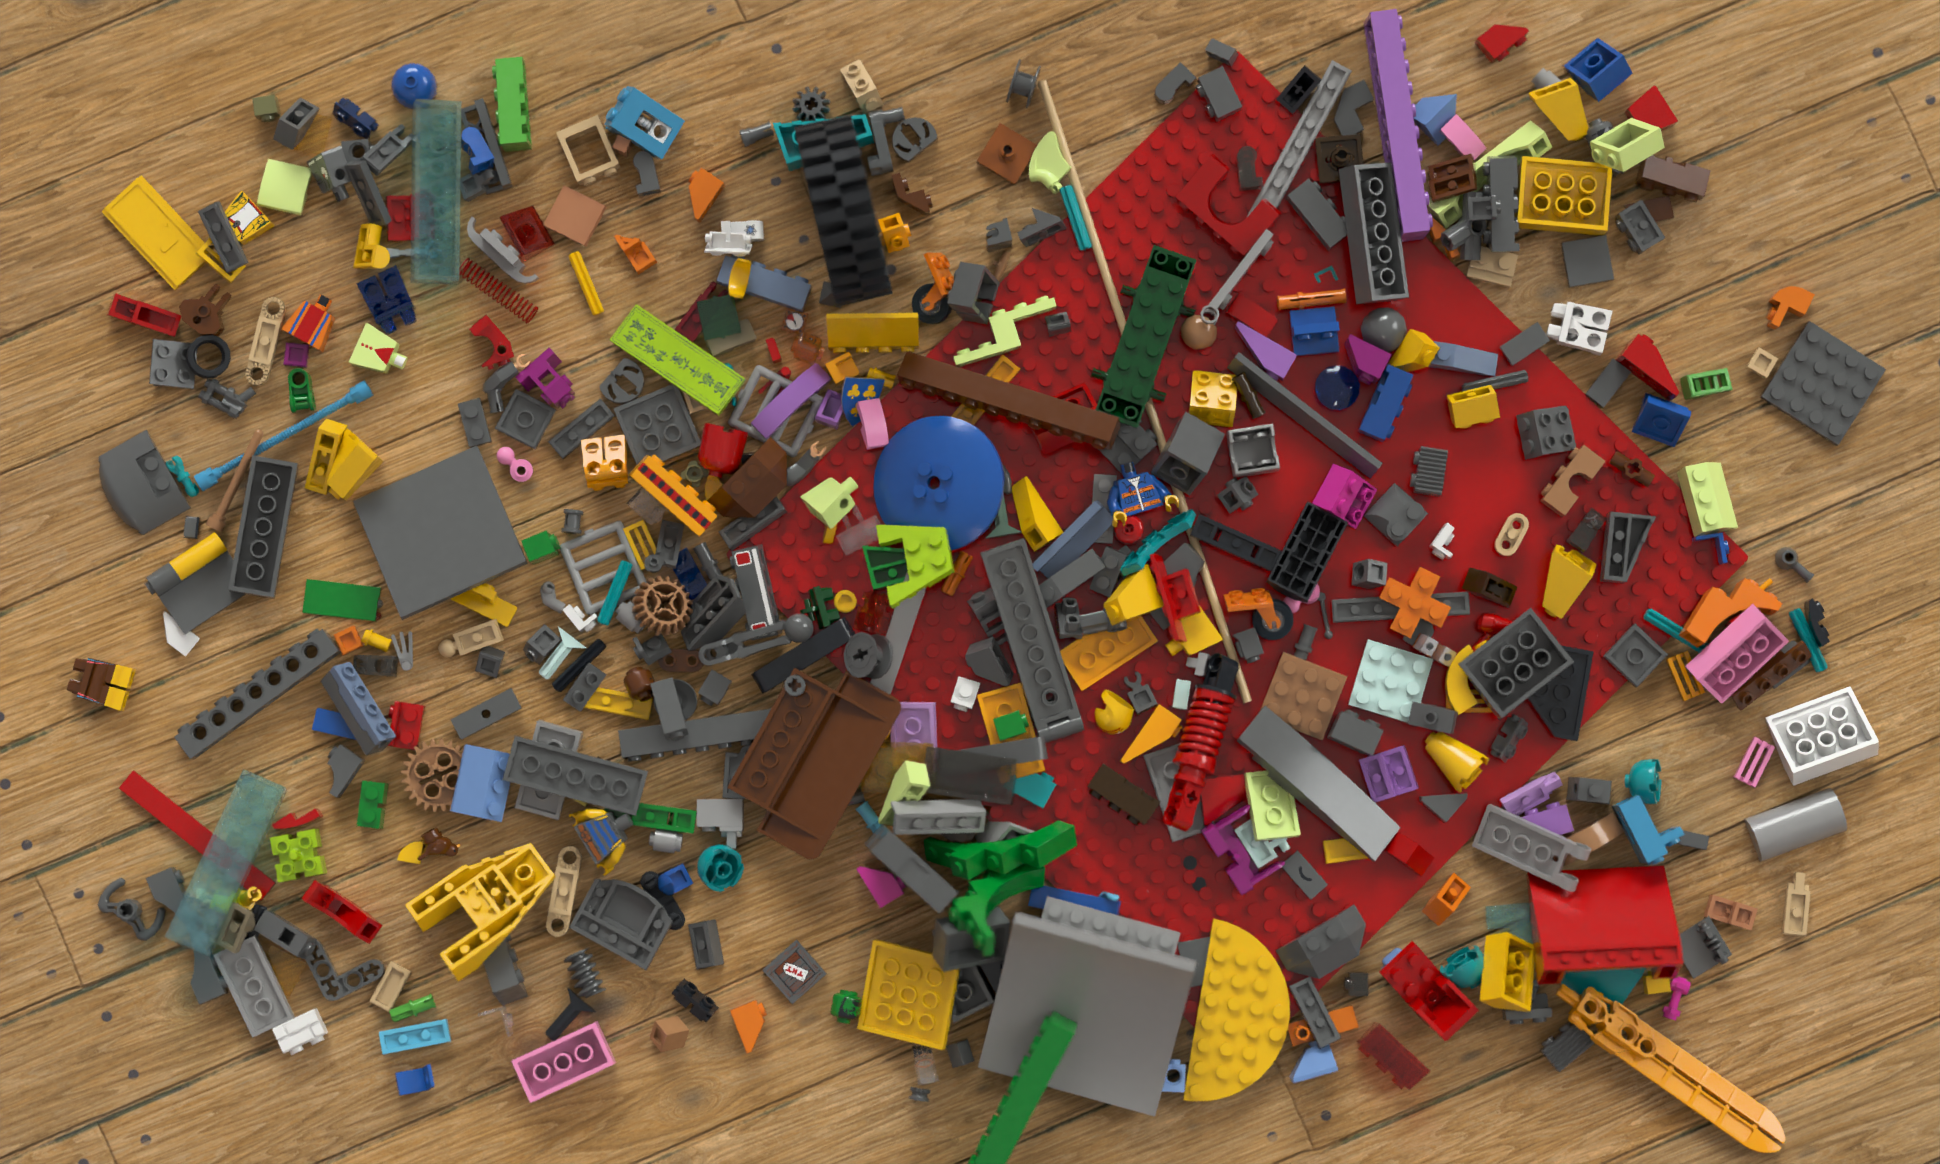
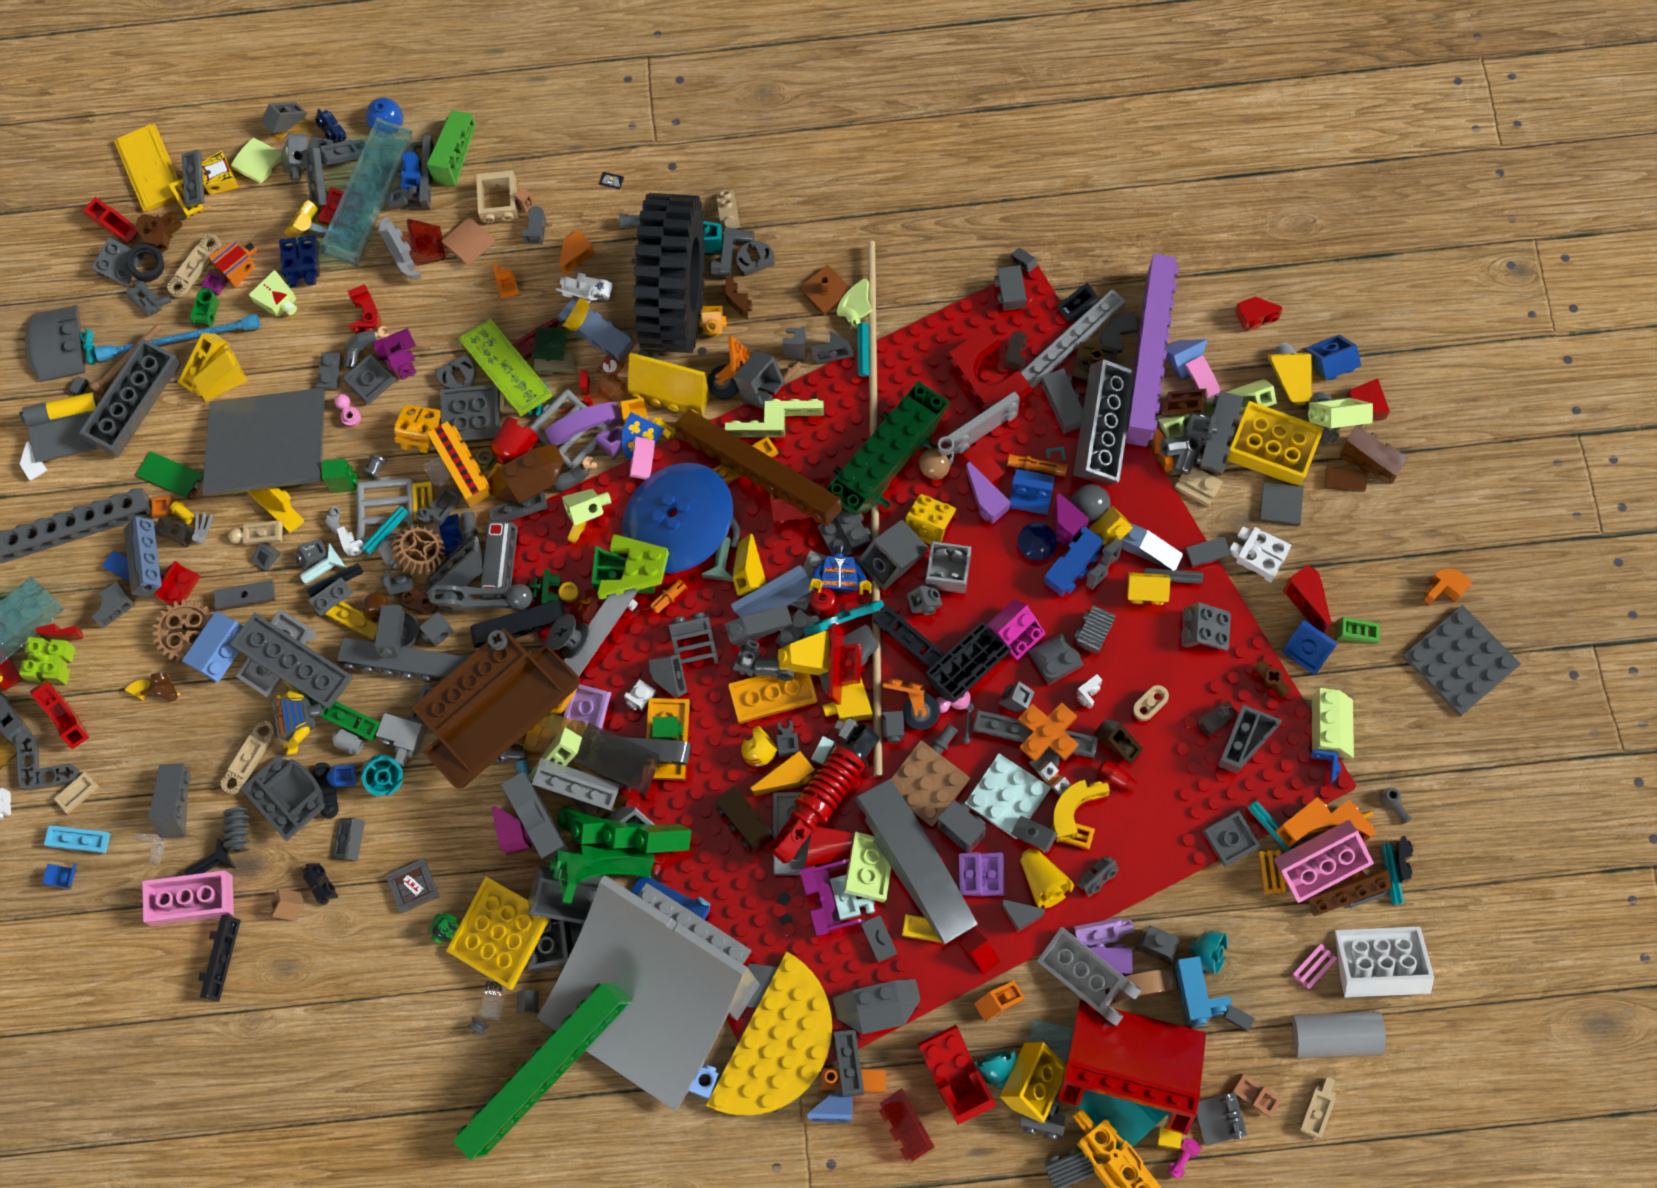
camera: 25 degrees right, 15 degrees down
(266, 108) = (265, 97): olive plate -> none
(368, 813) = (116, 645): green piece -> none
(412, 1008) = (85, 815): bright green axle -> none
(468, 264) = (369, 267): red piece -> none
(493, 895) = (182, 744): yellow wedge -> none
(581, 428) = (417, 396): dark grey tile -> none
(586, 283) = (457, 293): yellow axle -> none
(622, 1112) = (220, 958): none -> black hinge
(627, 112) = (541, 166): dark azure brick -> none
(712, 87) = (611, 180): none -> sticker
(749, 1022) = (357, 916): orange slope -> none
(858, 535) = (601, 540): clear hinge -> none
(1023, 84) = (855, 238): dark grey piece -> none
(1032, 640) = (708, 664): dark grey hinge -> none
(1035, 788) = (670, 791): teal slope -> none
(1058, 324) = (820, 427): dark grey slope -> none
(1172, 83) = (977, 272): dark grey leg -> none
(1248, 395) = (959, 524): dark brown pin -> none
(1305, 416) = (1002, 554): dark grey tile -> none
(1356, 984) = (895, 1051): clear smoke plate -> none
(1422, 381) = (1111, 554): none -> dark grey plate
(1515, 664) = (1121, 808): dark grey slope -> none
(1558, 495) = (1230, 662): medium nougat arch -> none
(1563, 698) = (1151, 840): black wing -> none
(1566, 579) = (1186, 753): yellow slope -> none
(1607, 383) = (1271, 606): dark grey tile -> none
(1639, 227) = (1333, 487): dark grey bracket -> none
(1762, 363) = (1411, 627): tan plate -> none

